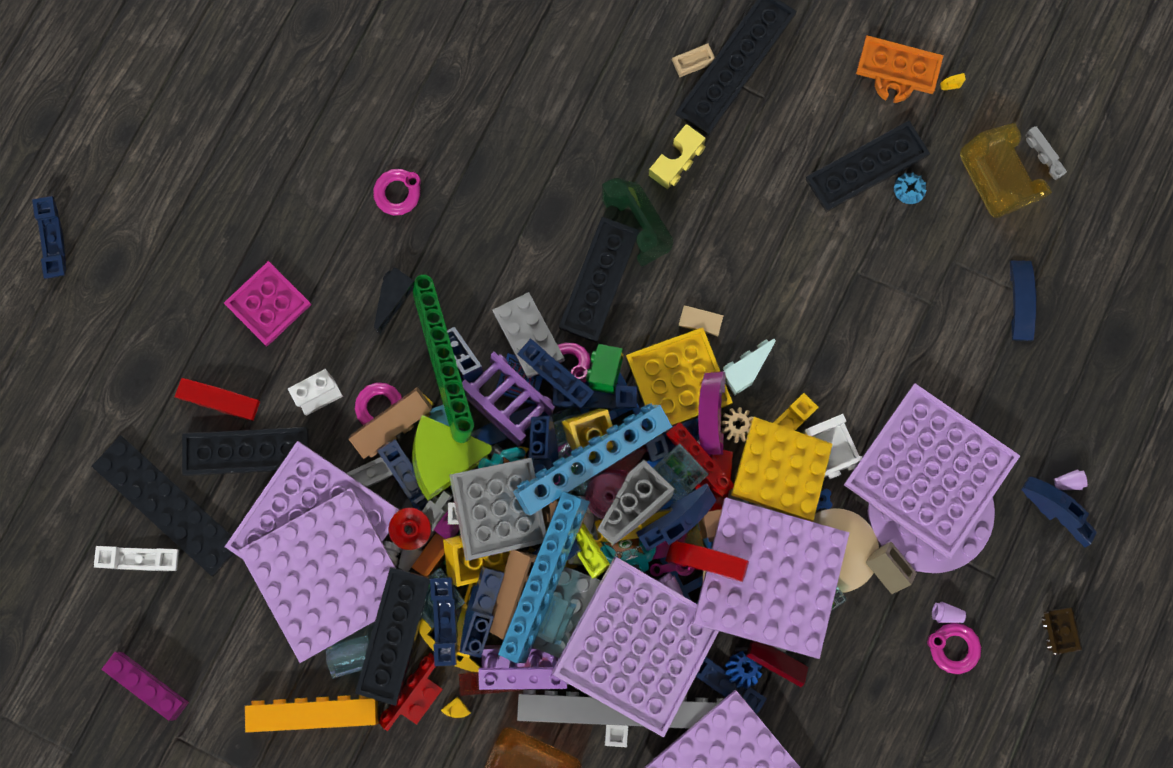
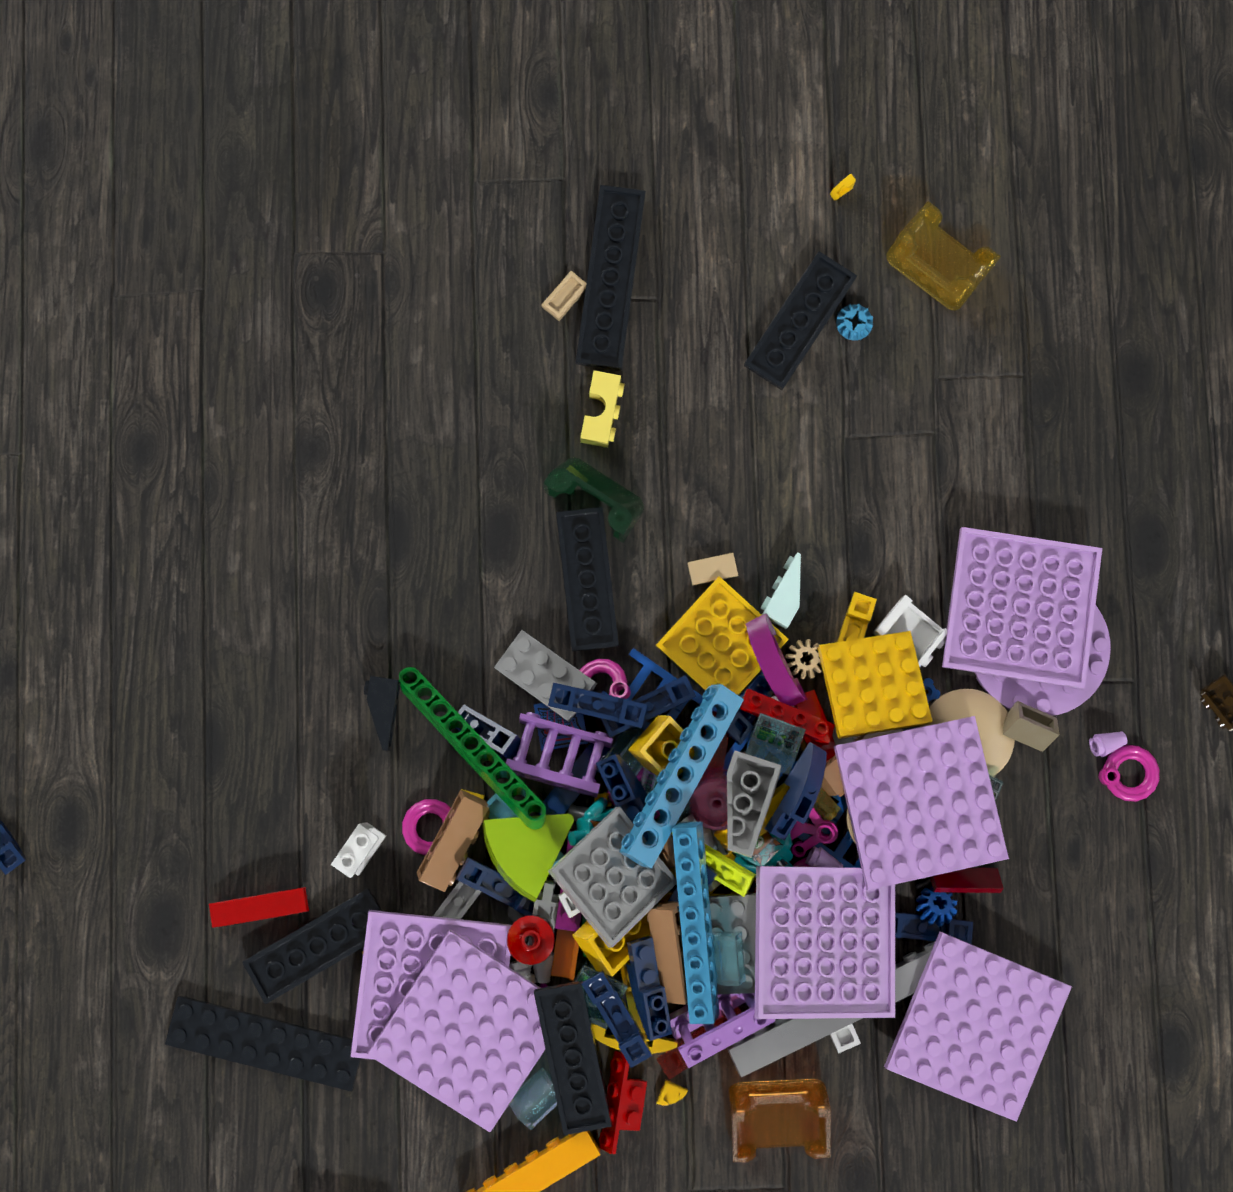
camera: 30 degrees left, 5 degrees up
(136, 558) = (264, 1114): white slope -> none
(267, 303) = (256, 780): dark pink plate -> none
(397, 175) = (325, 573): dark pink piece -> none
(605, 368) = (644, 672): green brick -> none
(707, 560) = (850, 820): red slope -> none
(898, 68) = (780, 199): orange plate -> none
(1023, 300) = (1025, 381): dark blue slope -> none
(1045, 152) = (974, 216): light grey hinge -> none
(1057, 504) = (1163, 577): dark blue slope -> none
(1071, 481) = (1163, 545): lavender cone -> none

